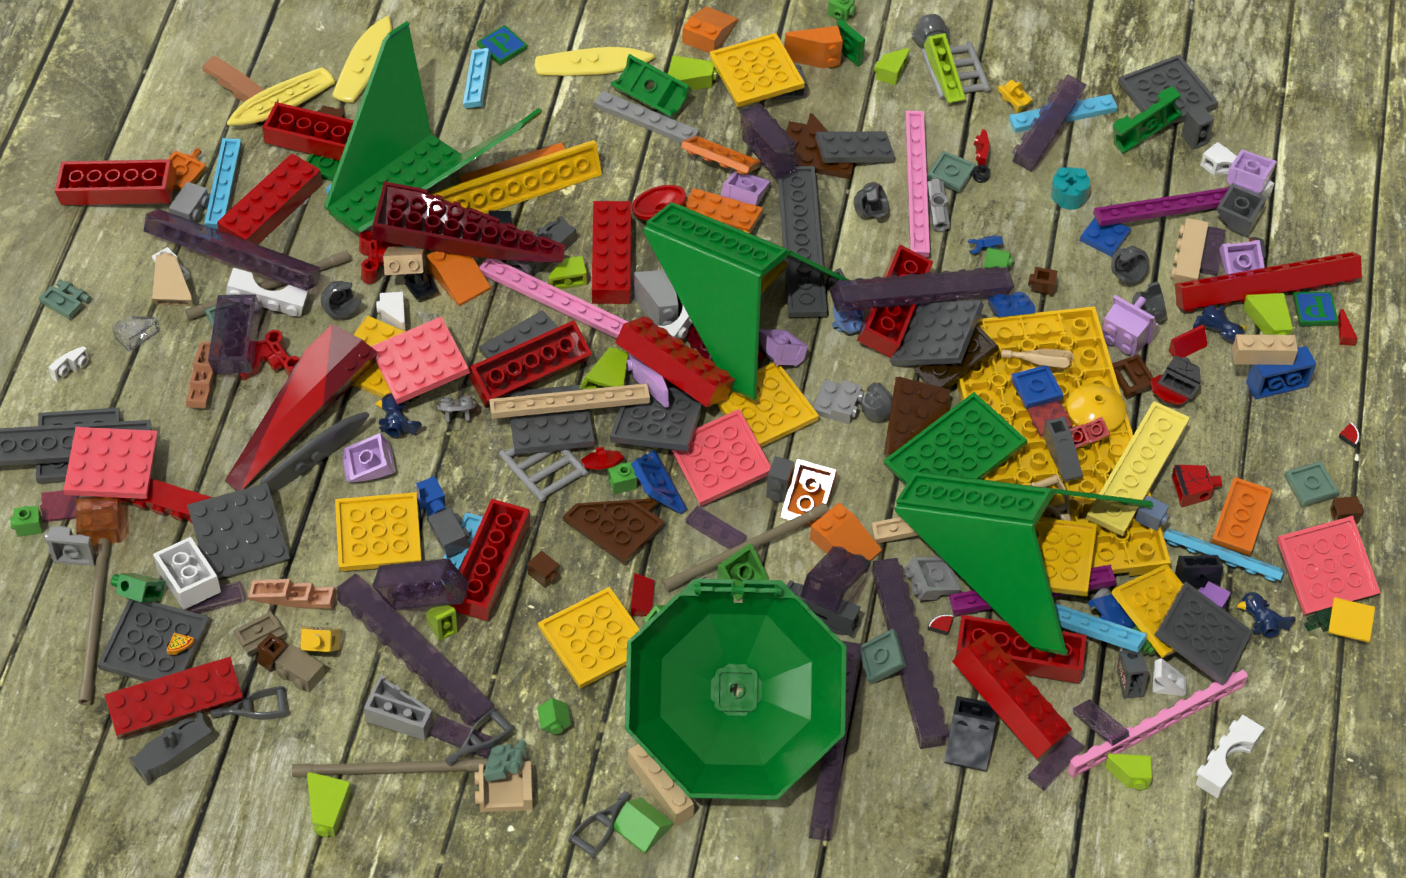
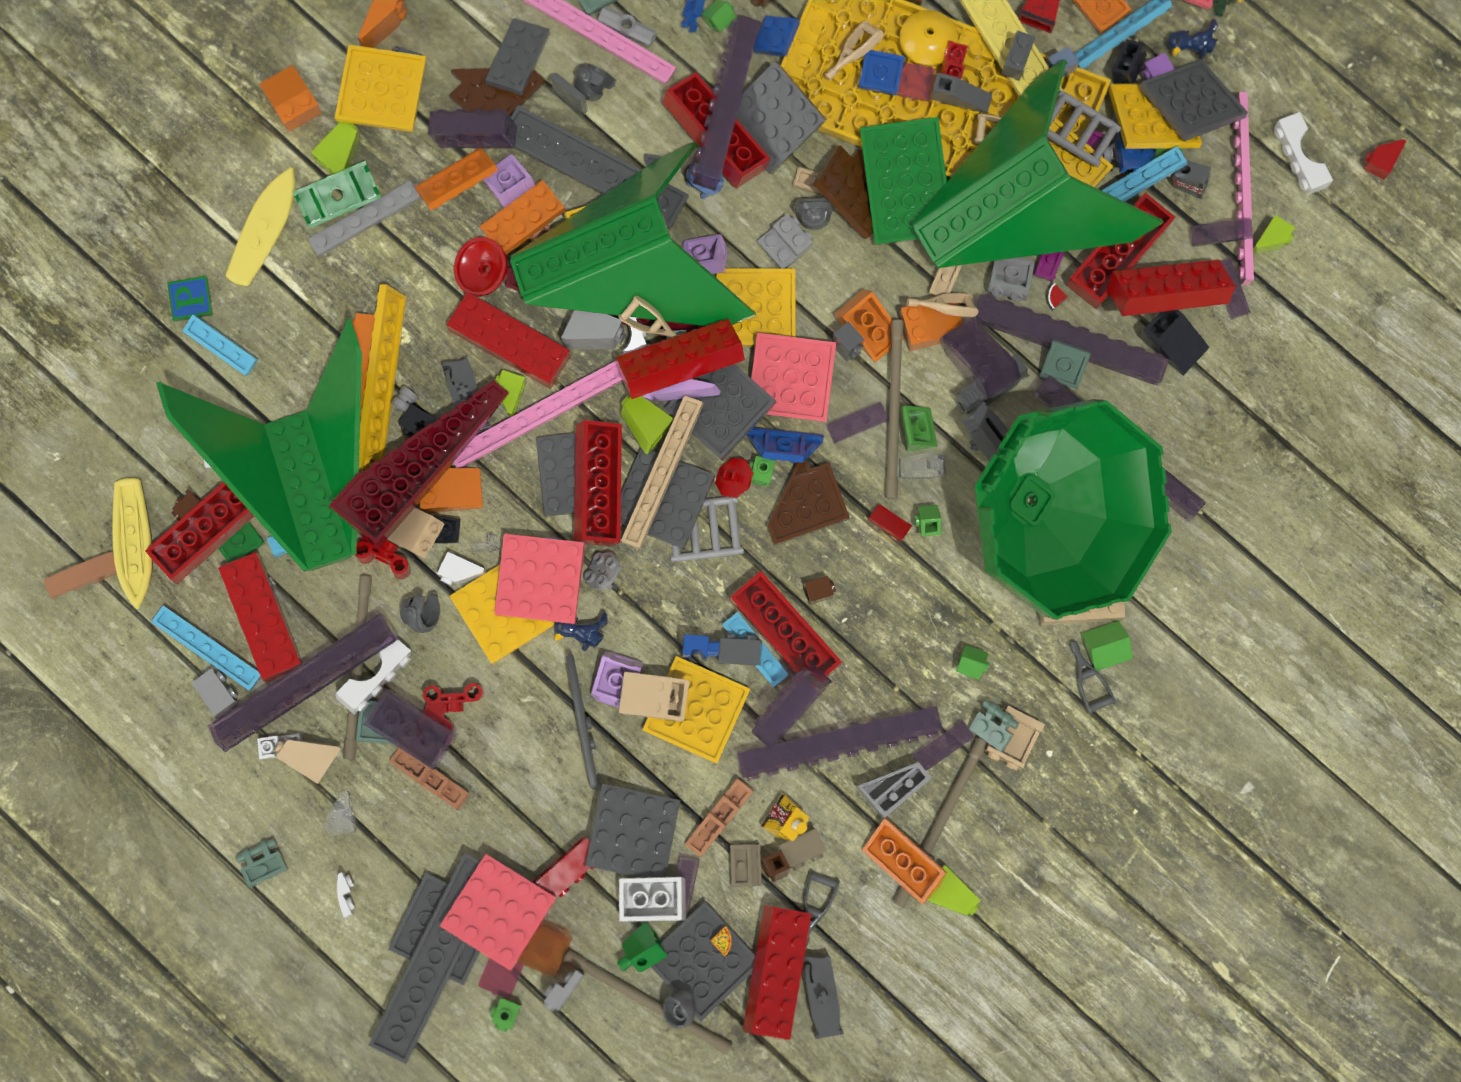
camera: 60 degrees left, 25 degrees up
(100, 637) = (679, 1008): none -> dark grey hair
(115, 182) = (152, 751): red brick -> none
(187, 167) = (167, 681): orange plate -> none
(312, 387) = (507, 680): wedge -> none
(332, 748) = (904, 861): none -> orange slope
(361, 62) = (128, 437): light yellow piece -> none
(367, 485) = (653, 696): none -> tan slope
(442, 621) = (825, 705): lime slope -> none
(477, 743) = (958, 739): dark grey piece -> none
(518, 208) = (404, 399): none -> light grey wheel
(591, 636) = (910, 585): yellow plate -> none
(696, 332) = (655, 328): none -> tan piece
(848, 190) = (569, 93): none -> dark grey tile
(867, 533) = (937, 303): none -> tan piece
(946, 375) = (820, 143): dark brown tile -> none
(1121, 542) = (1096, 118): none -> light grey bar
(1128, 469) = (1018, 55): none -> dark grey brick
(1168, 679) = (1210, 154): white slope -> none
(1282, 827) = (1383, 158): none -> red slope

